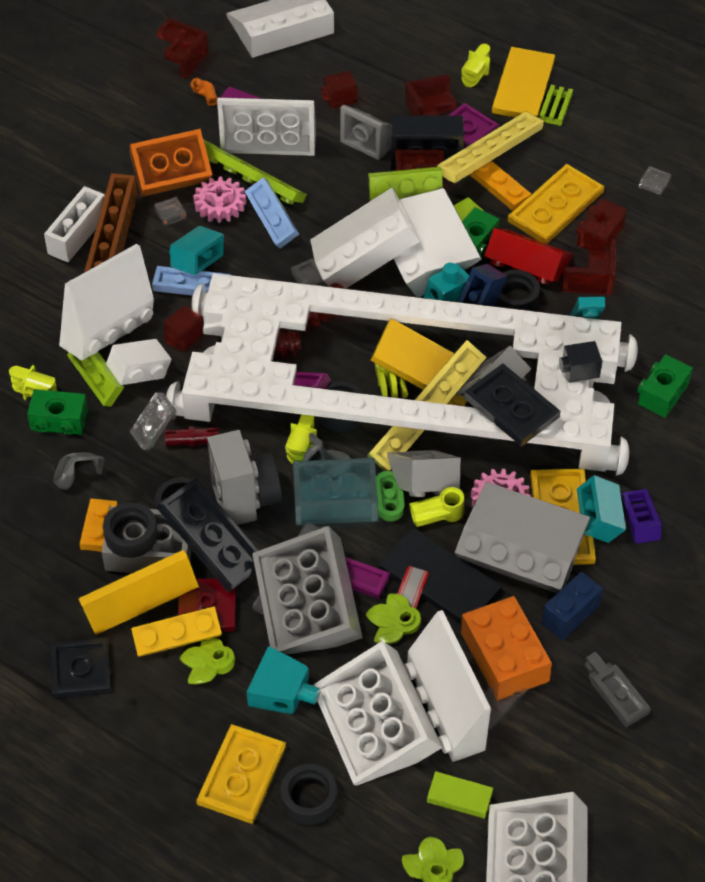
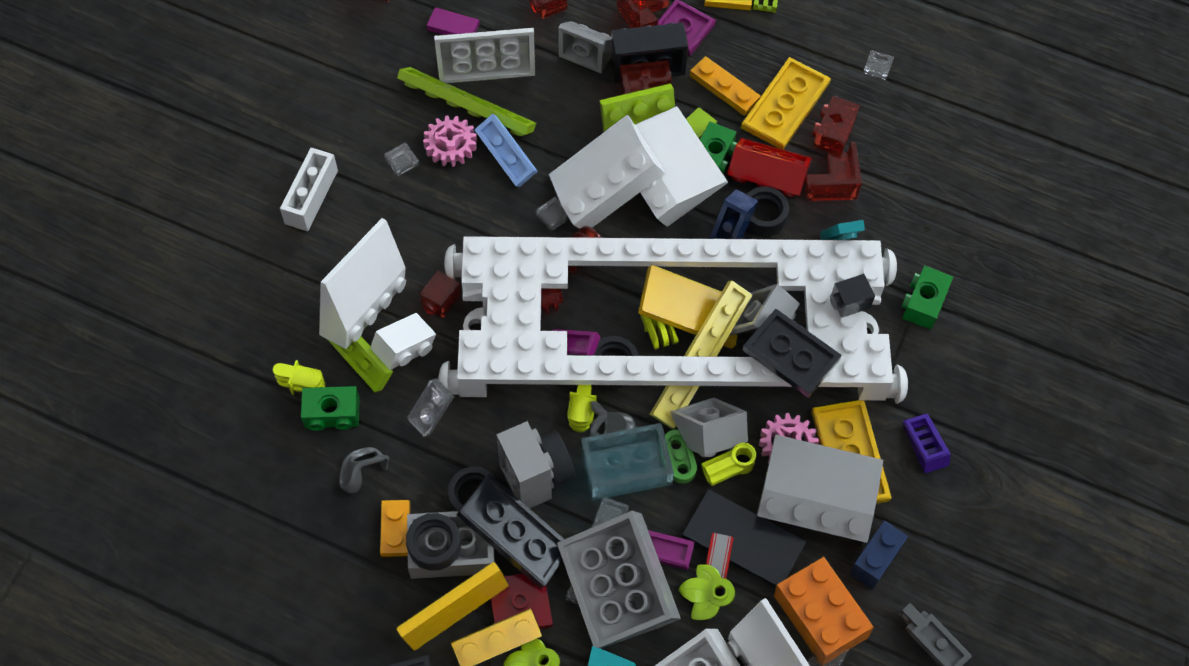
camera: 10 degrees left, 10 degrees up
(113, 219) = (346, 193): dark orange brick -> none
(170, 162) = (393, 107): orange brick -> none
(179, 282) = (433, 239): light blue plate -> none
(190, 436) = (471, 416): dark red pin -> none
(196, 250) = (438, 204): teal brick -> none
(205, 89) = (412, 13): orange arm -> none
(447, 284) = (699, 217): teal torso -> none
(490, 147) = (712, 49): light yellow plate -> none
(603, 504) = (890, 442): teal brick -> none

